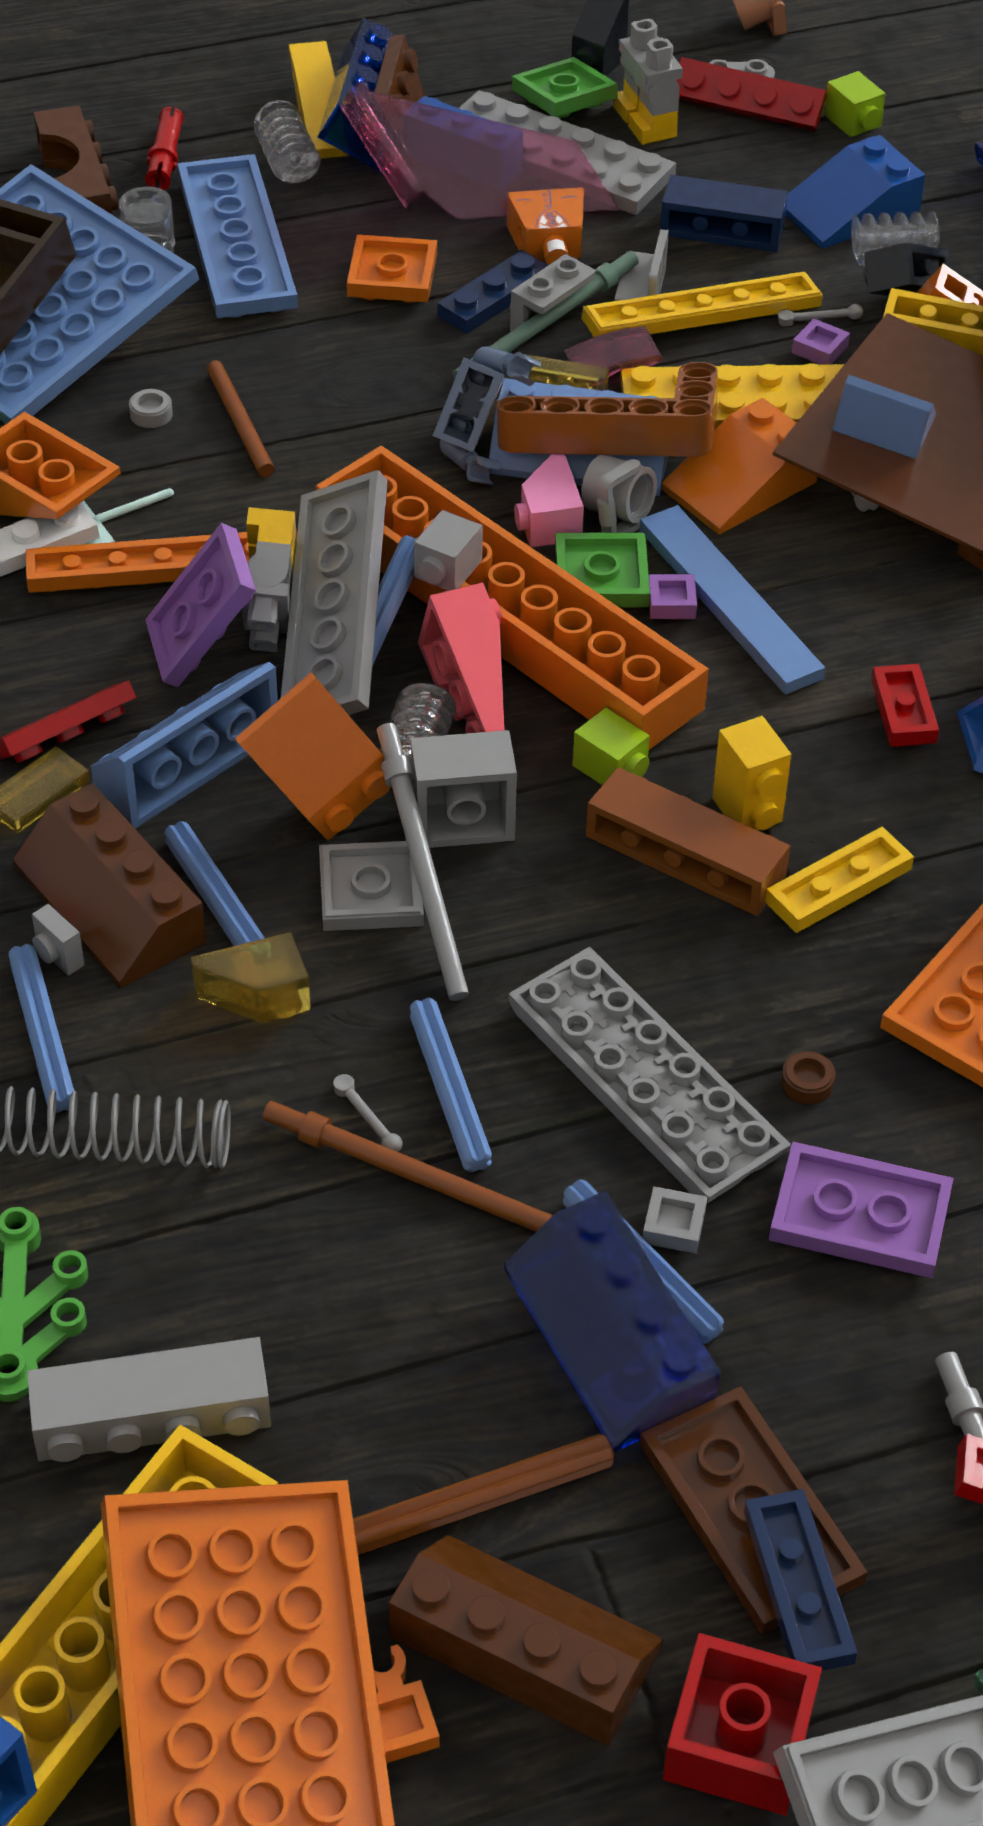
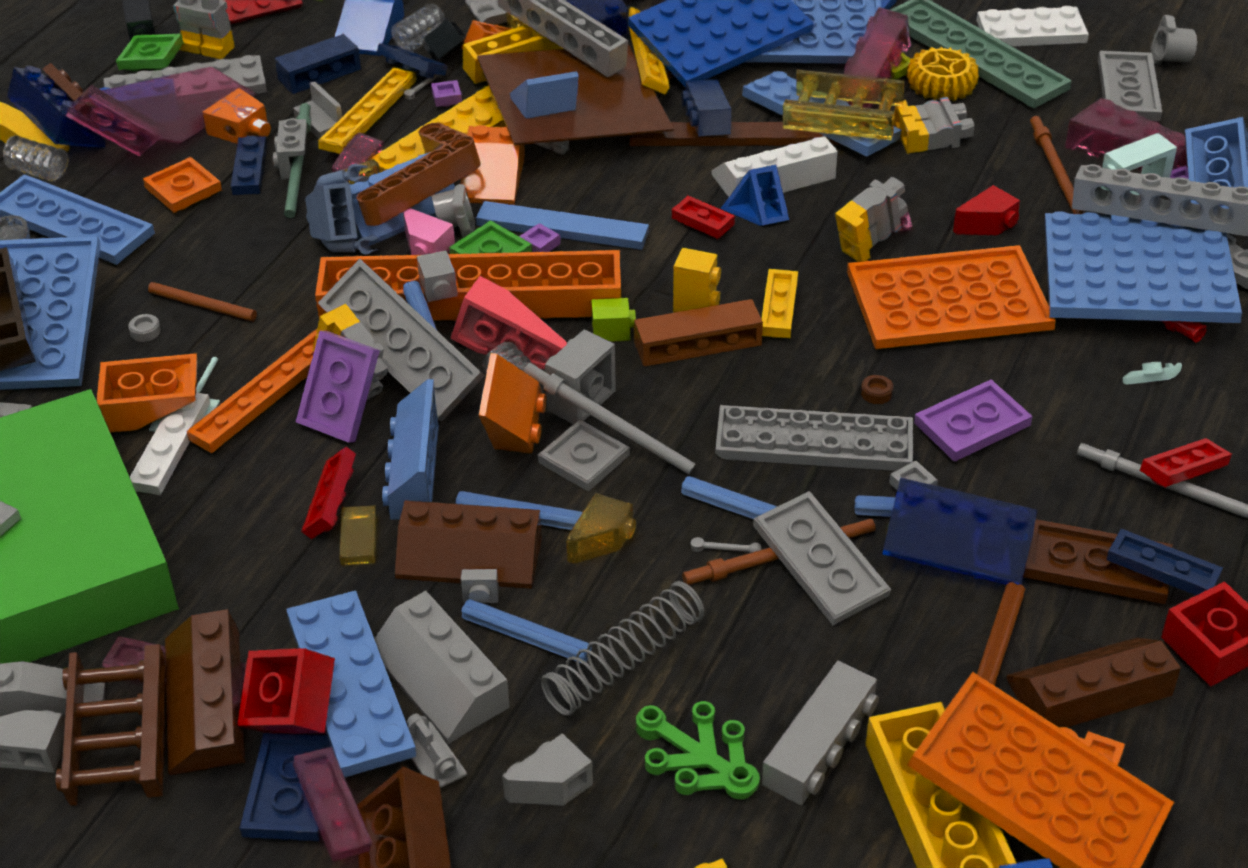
camera: 45 degrees left, 5 degrees down
(435, 1214) = (821, 557): none -> light grey tile
(832, 274) = (411, 60): none -> dark blue plate

